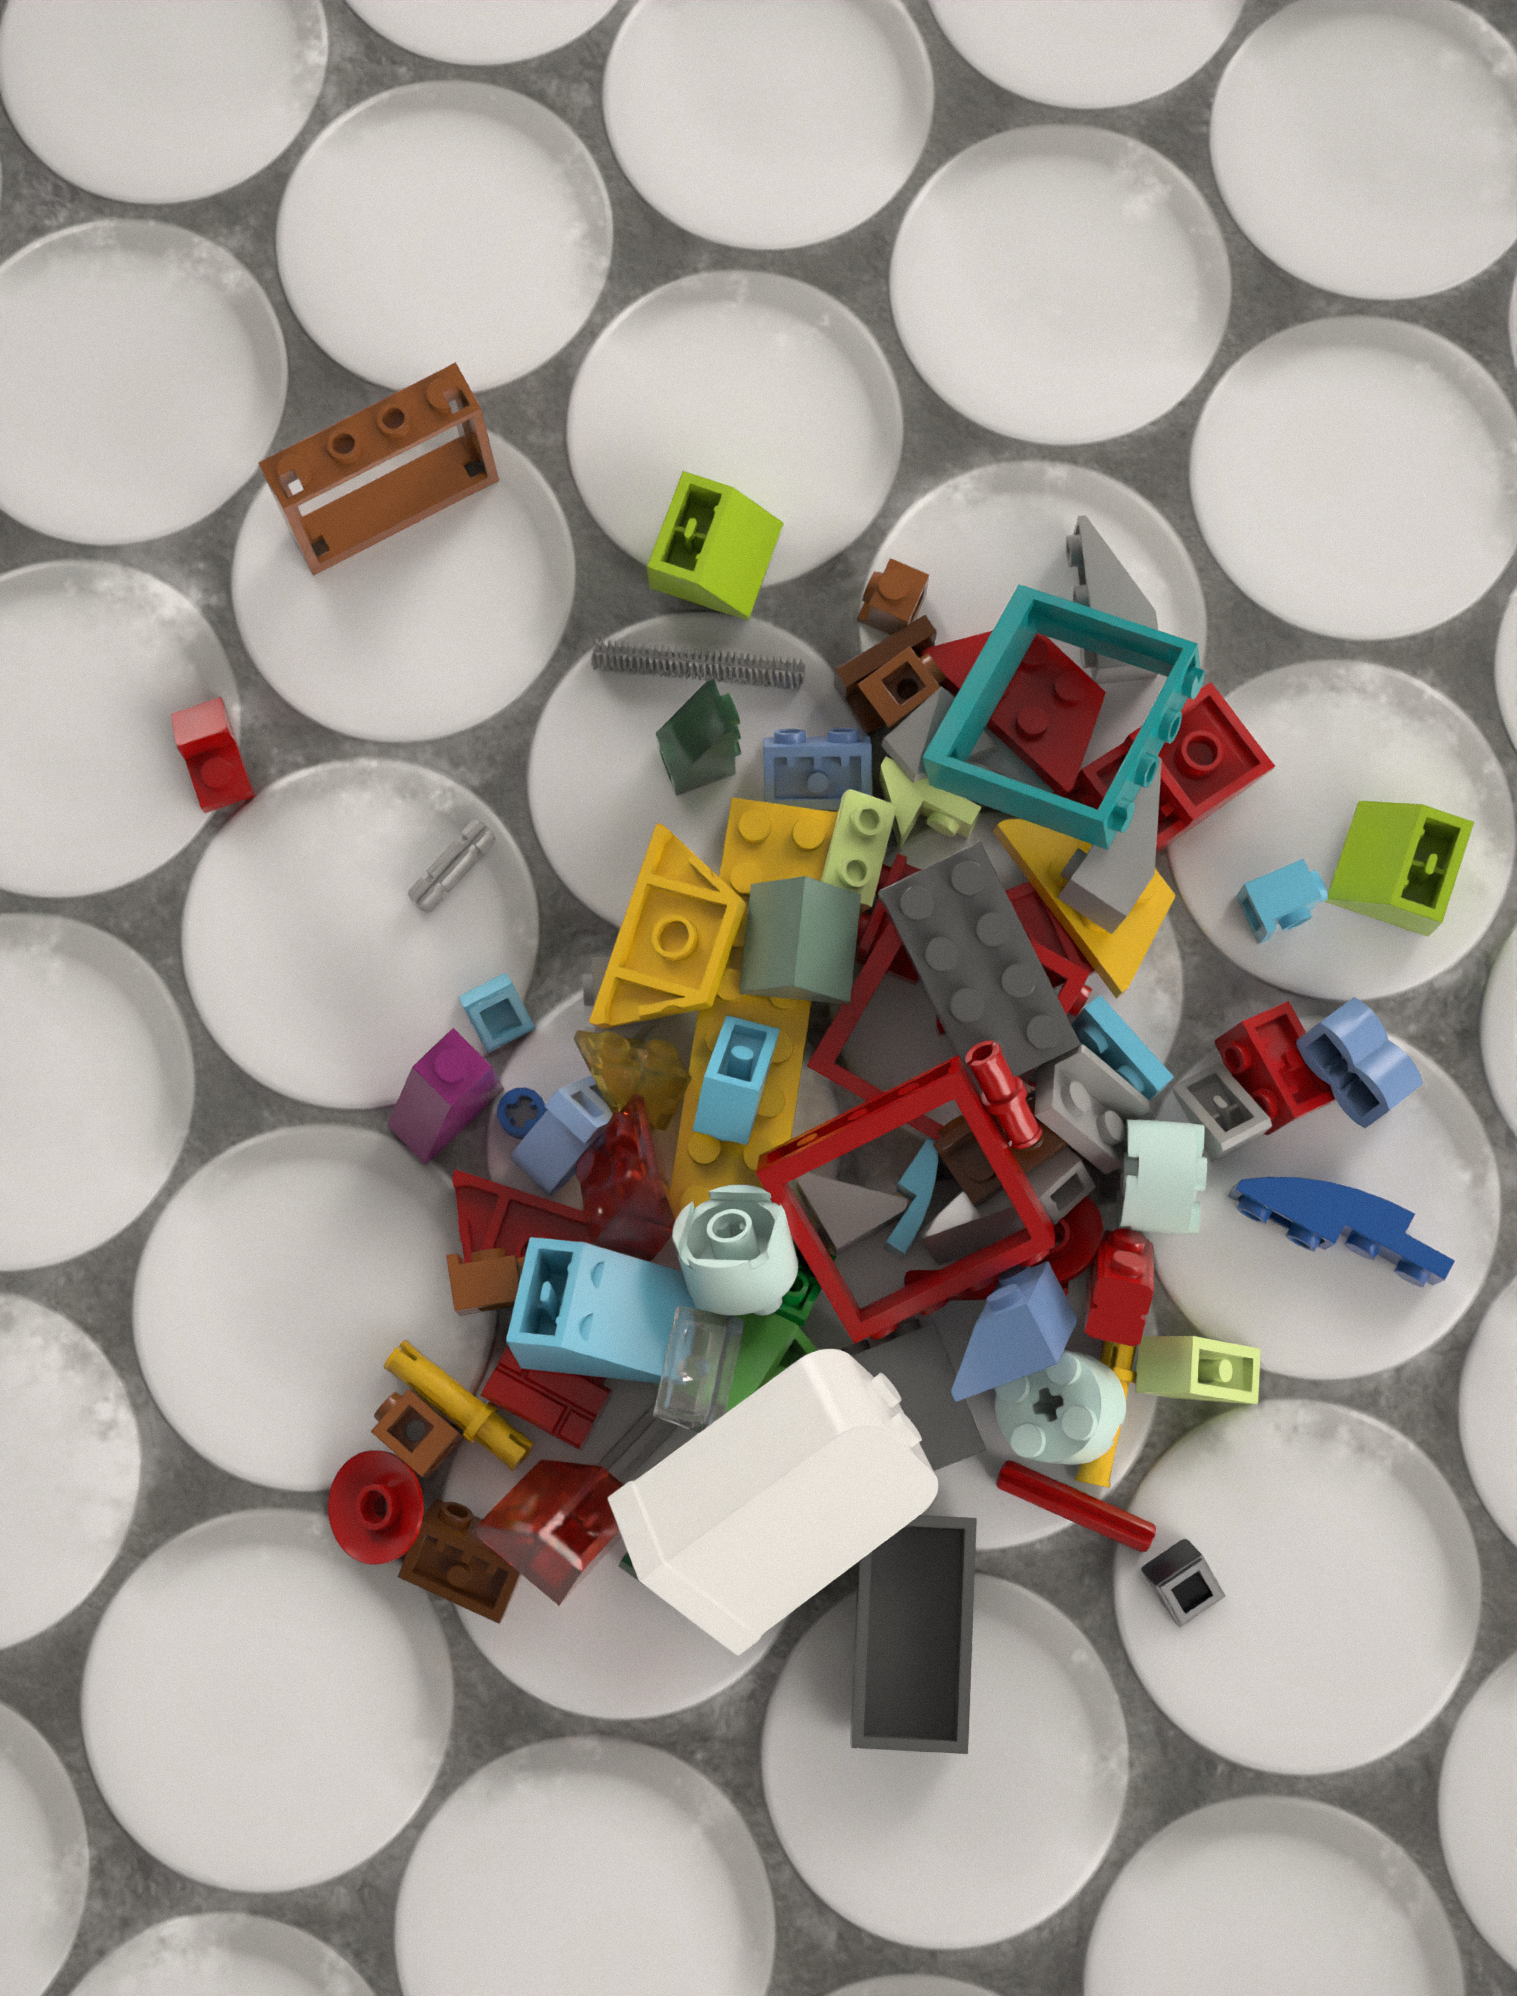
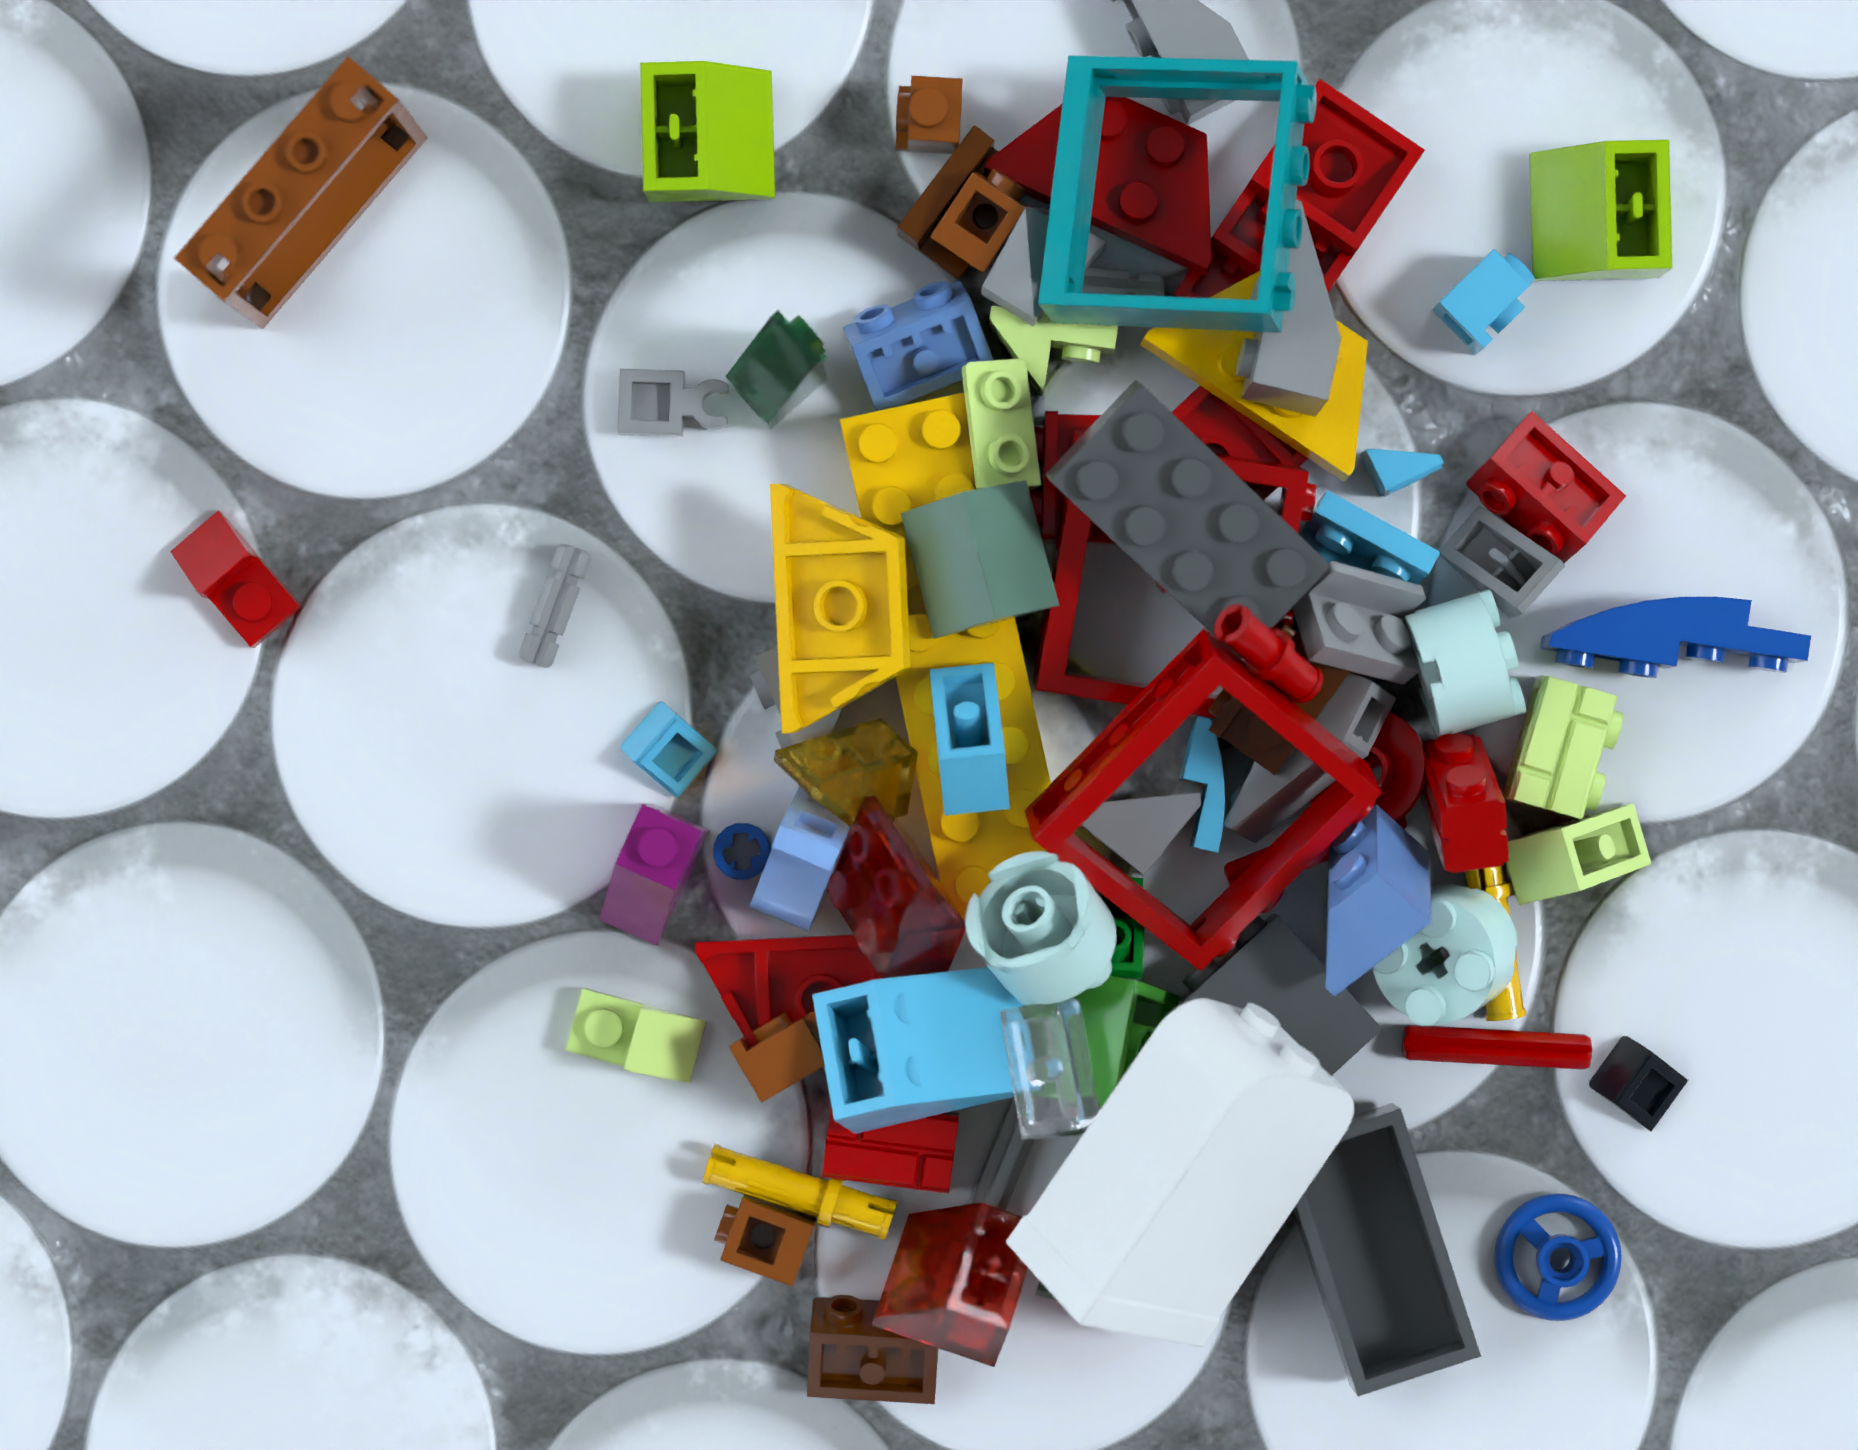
camera: 20 degrees left, 10 degrees up
(359, 1512) = (739, 1346): red dish -> none
(378, 1228) = (636, 1036): none -> yellowish green slope
(597, 739) = (658, 402): none -> light grey plate
(698, 665) = (742, 270): light grey axle -> none
(1106, 1707) = (1603, 1245): none -> blue piece
(1164, 1006) = (1397, 469): none -> medium azure slope
(1217, 1279) = (1562, 748): none -> yellowish green brick
(1359, 1062) = (1633, 453): medium blue brick -> none

